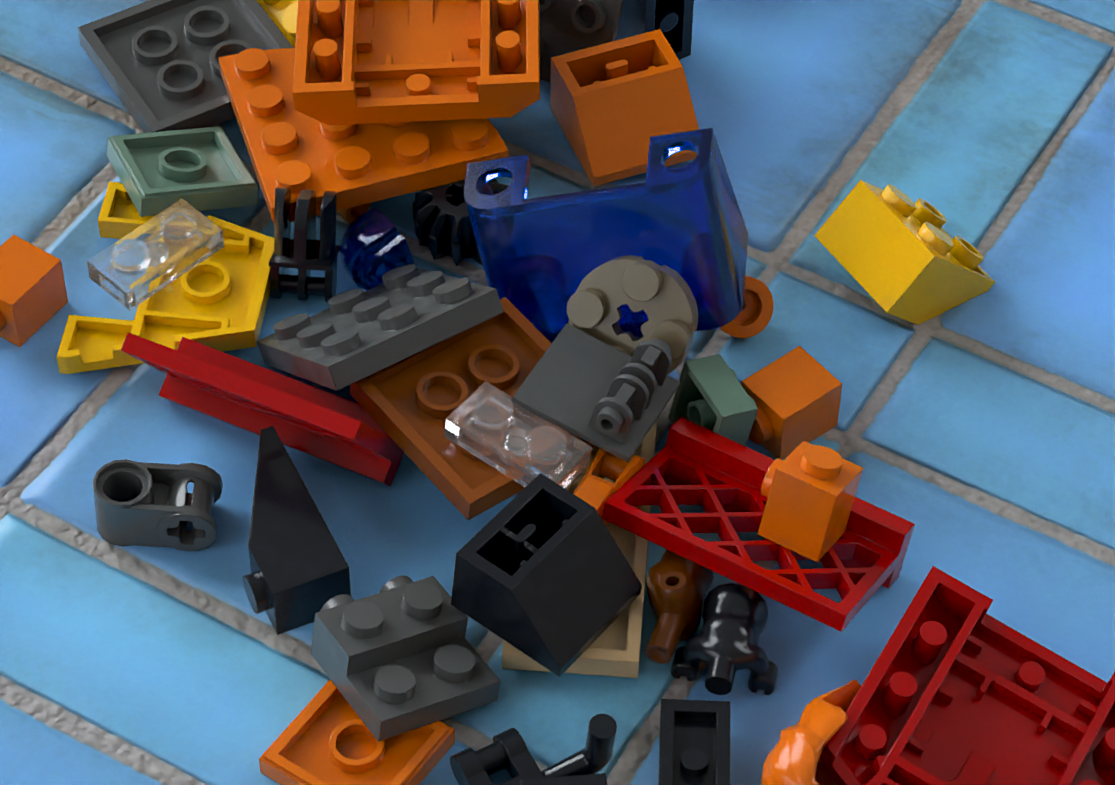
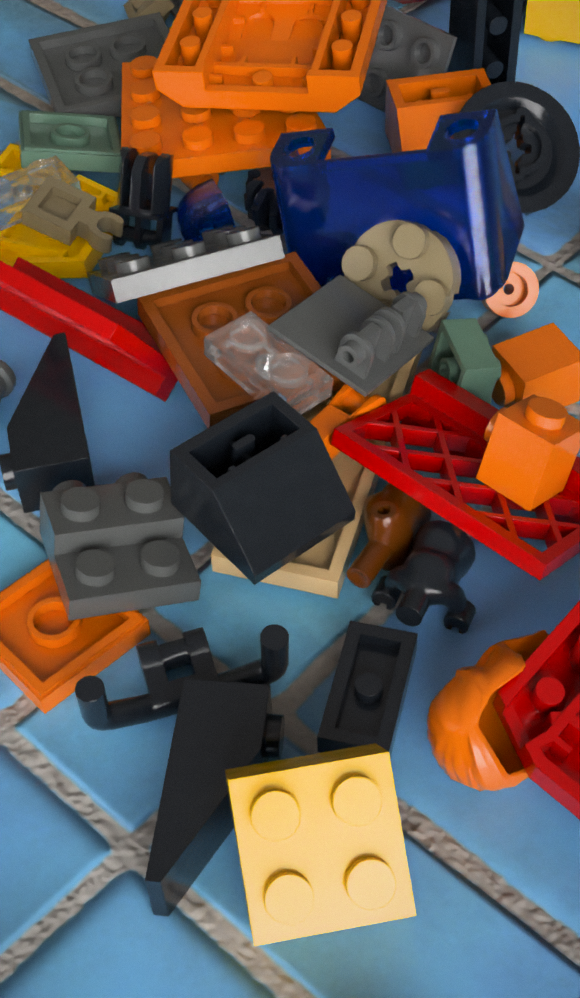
camera: 15 degrees right, 0 degrees up
(222, 275) = (68, 213): none -> dark tan plate
(738, 100) = (541, 131): none -> black gear

